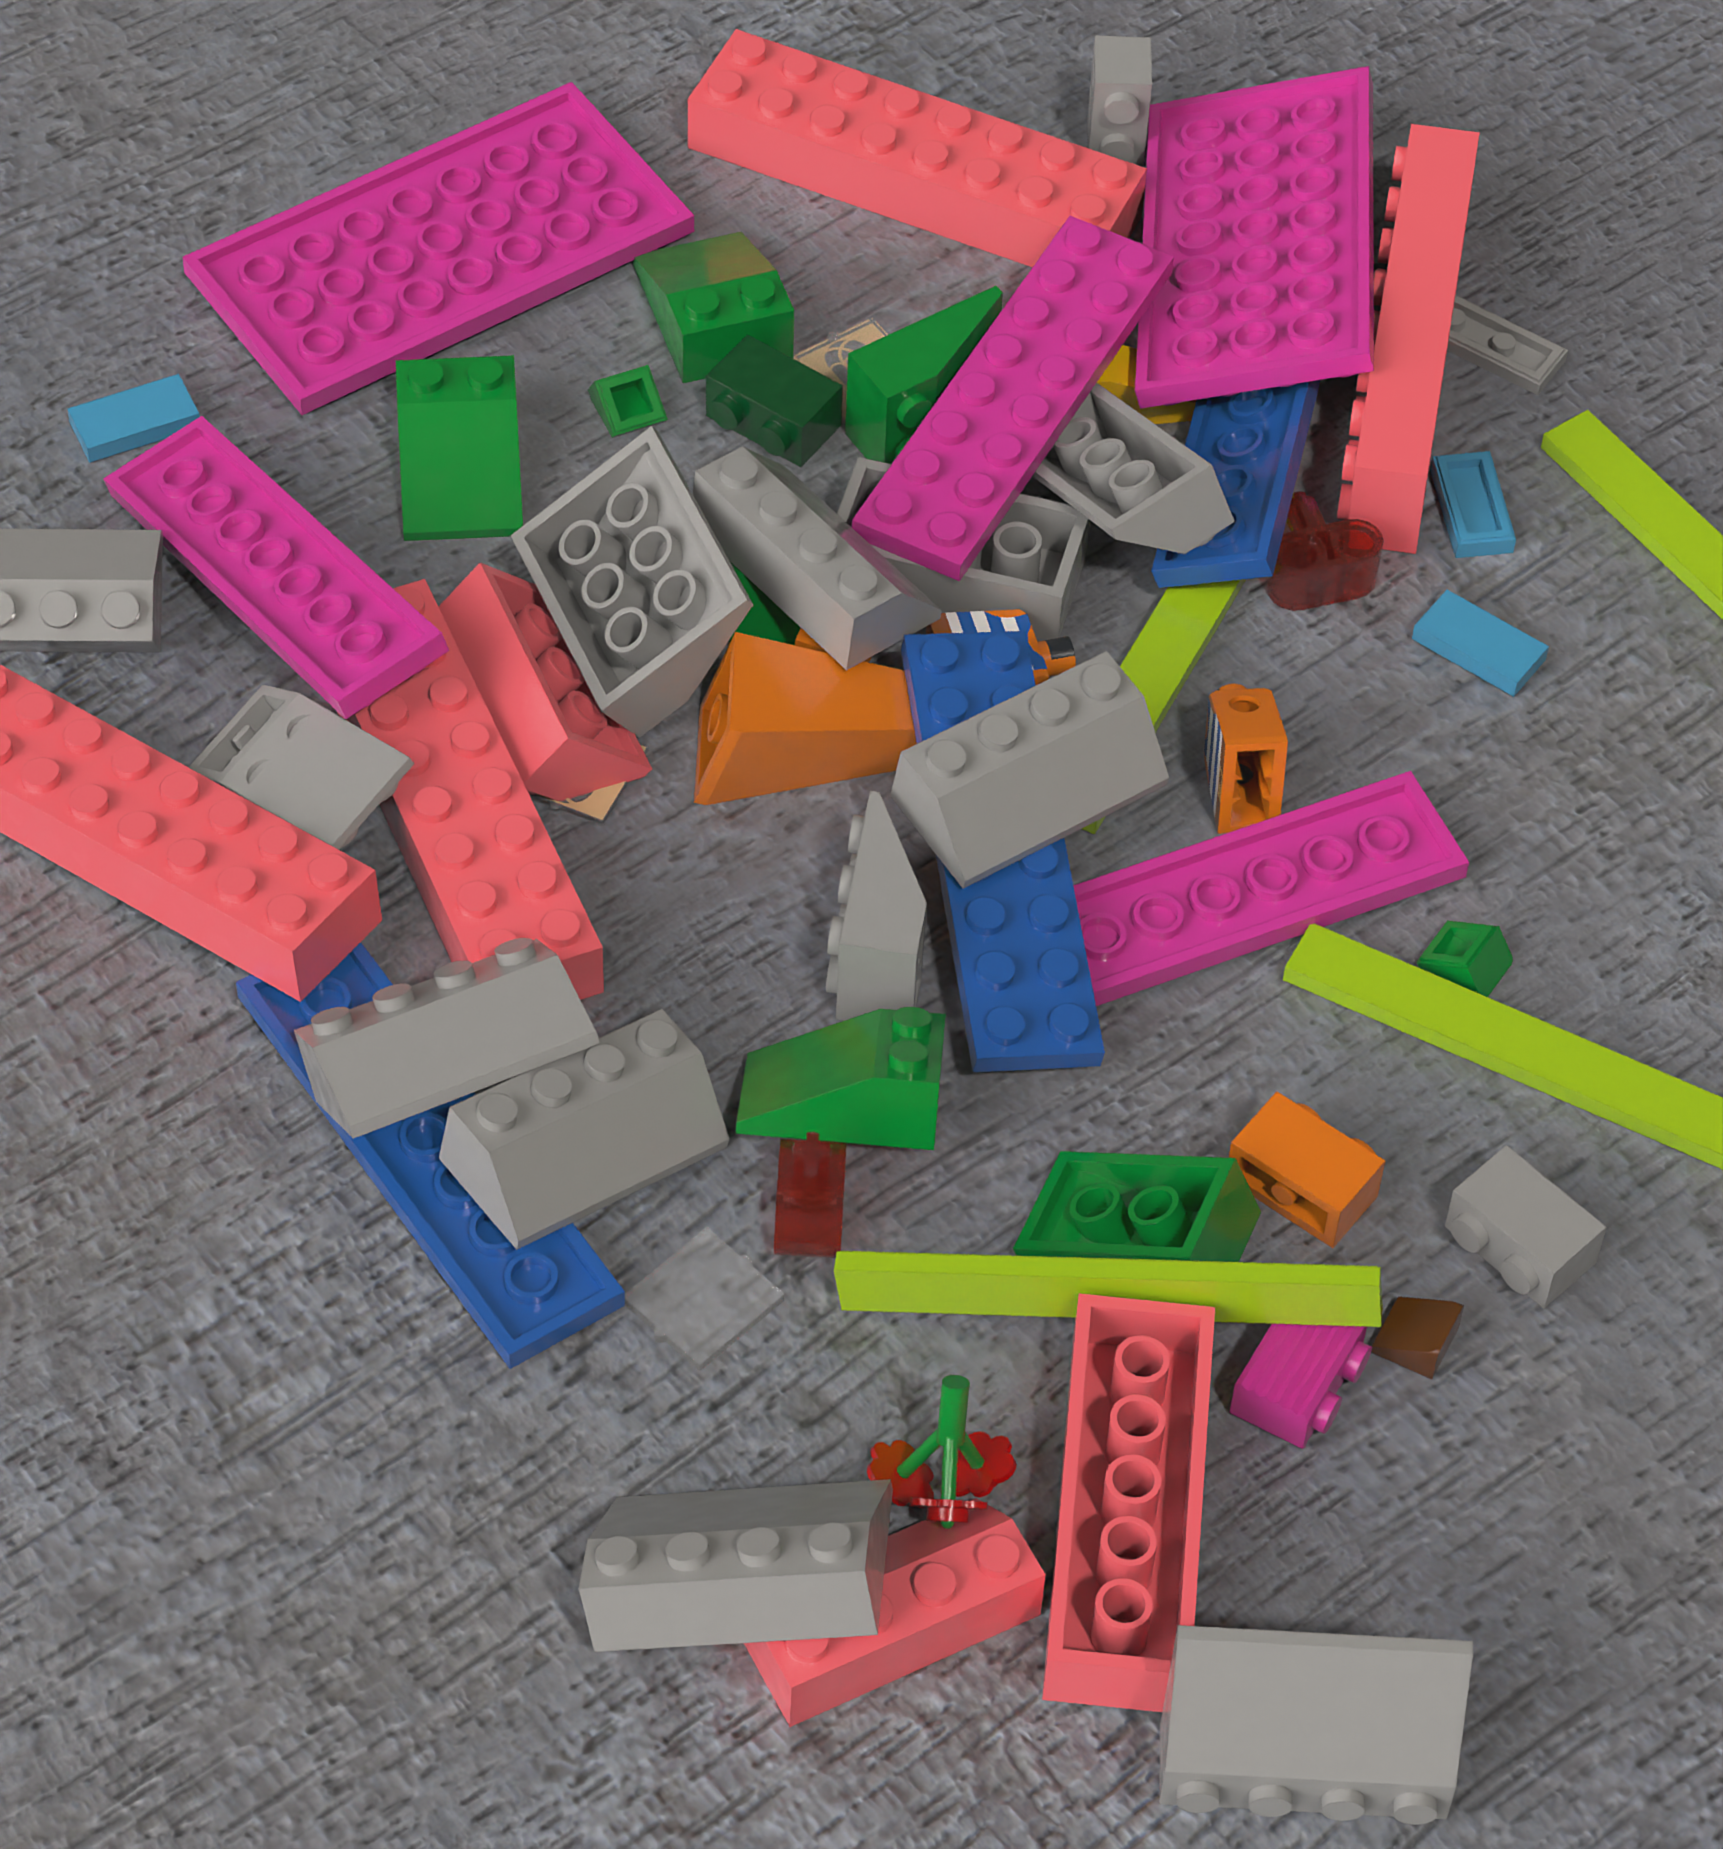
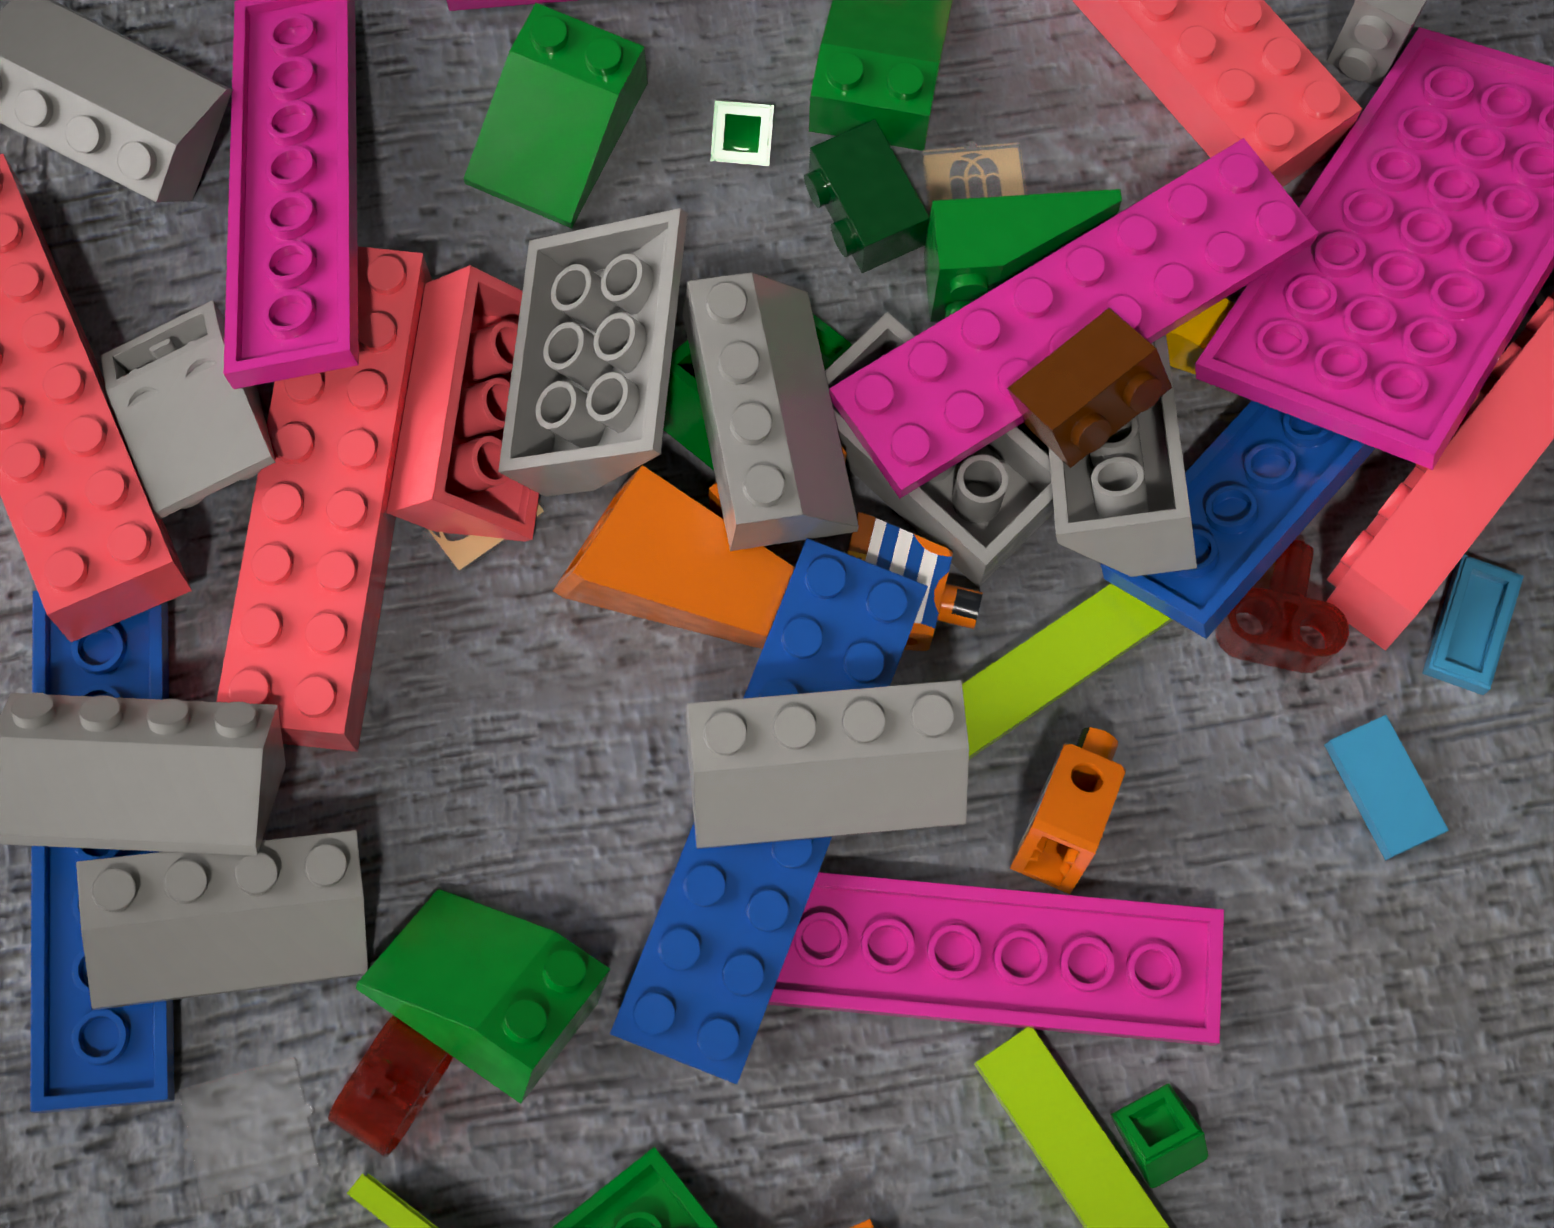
camera: 30 degrees right, 20 degrees up
(880, 923) = (606, 845): light grey slope -> none
(1068, 423) = (1090, 387): none -> reddish brown brick

